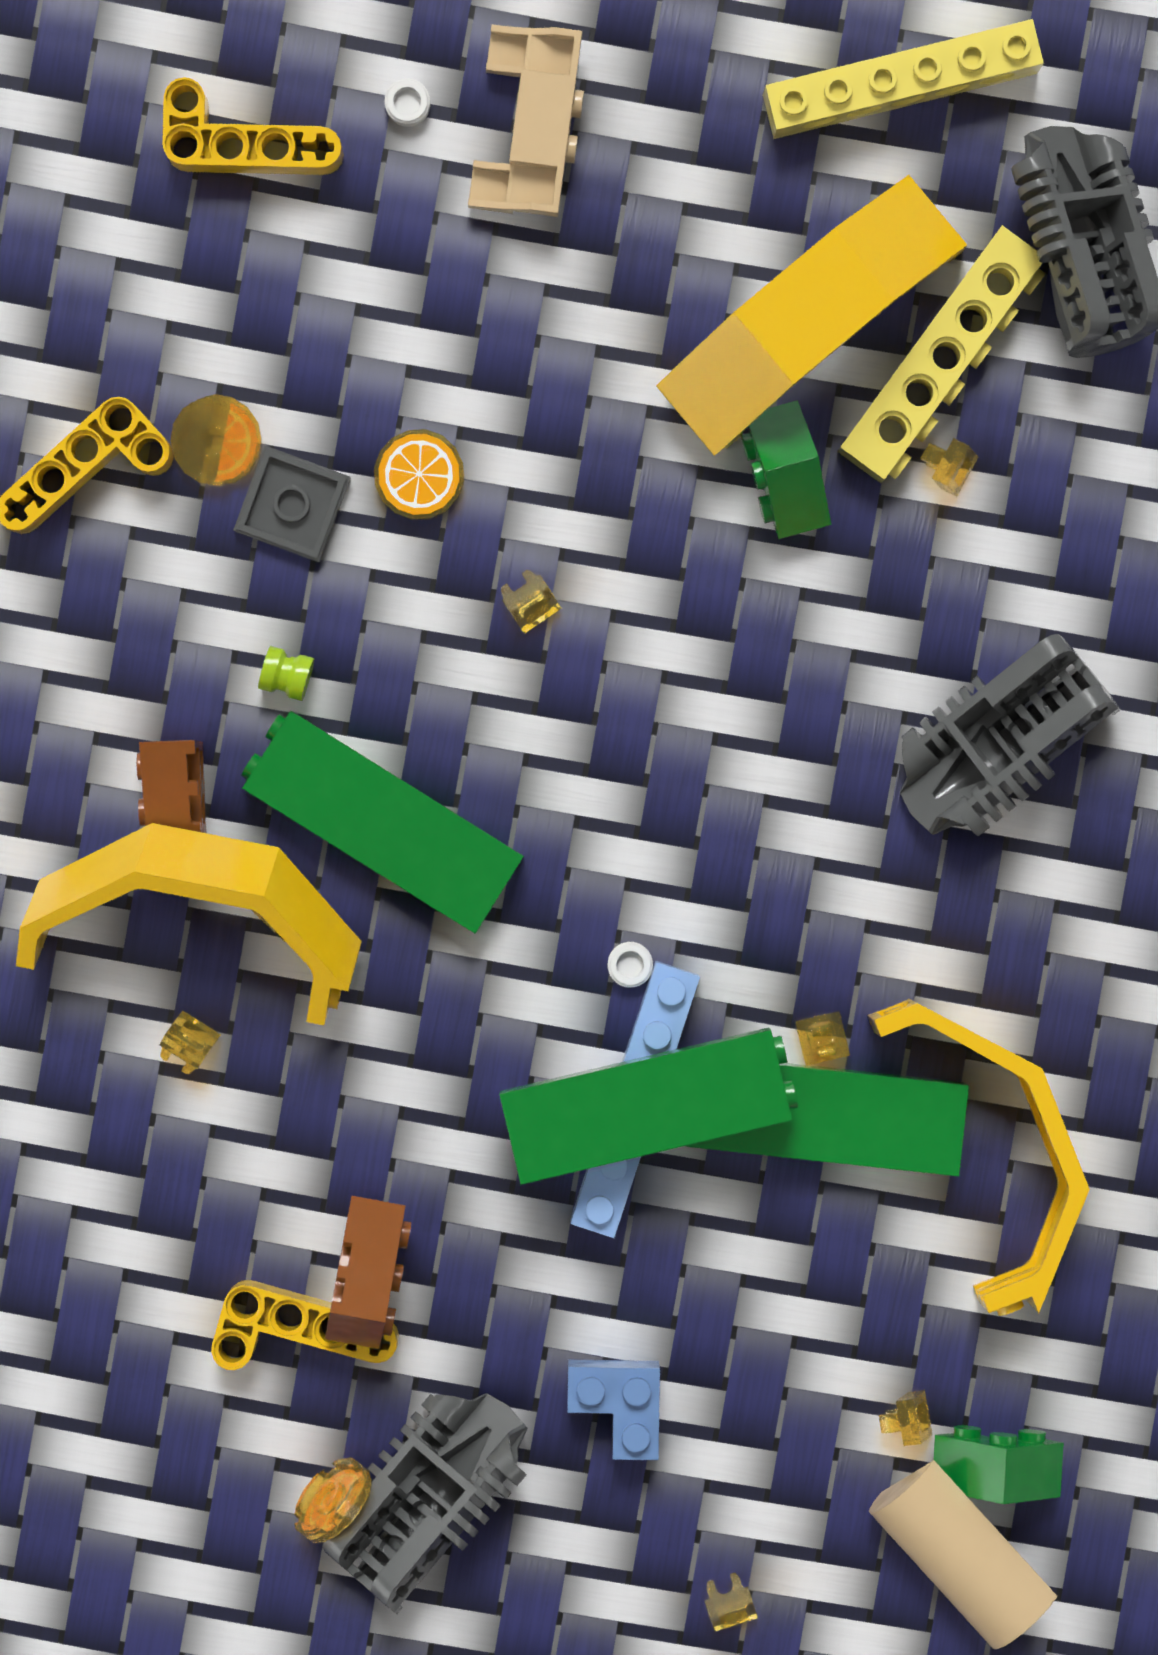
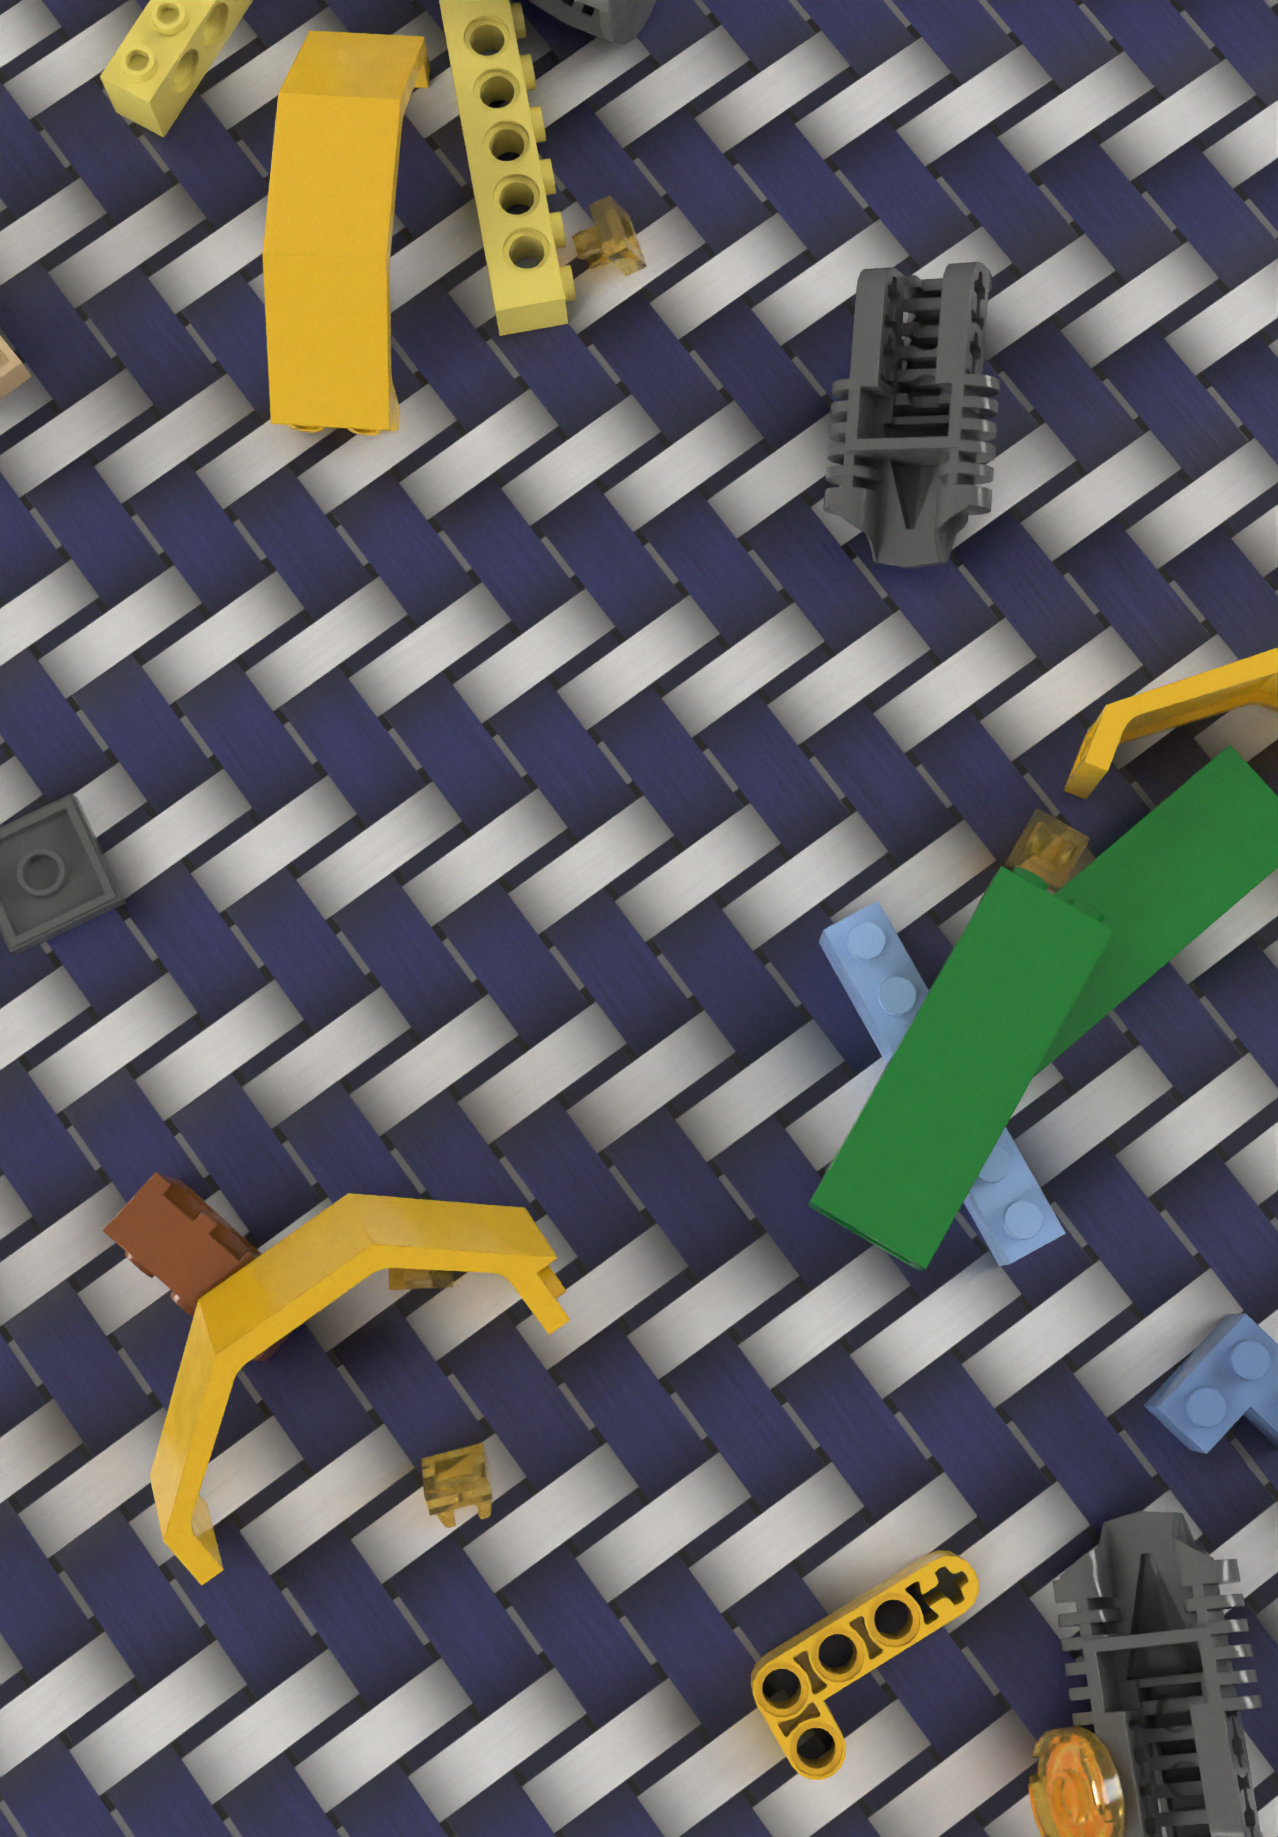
camera: 40 degrees left, 10 degrees down
(286, 673) = (193, 1031): lime wheel -> none
(368, 1273) = (869, 1525): dark orange wedge -> none
(380, 820) = (424, 1074): green brick -> none
(419, 474) = (137, 728): light orange tile -> none
(531, 602) = (358, 733): clear yellow tile -> none
(630, 964) = (799, 968): white tile -> none
(787, 471) = (473, 374): green brick -> none

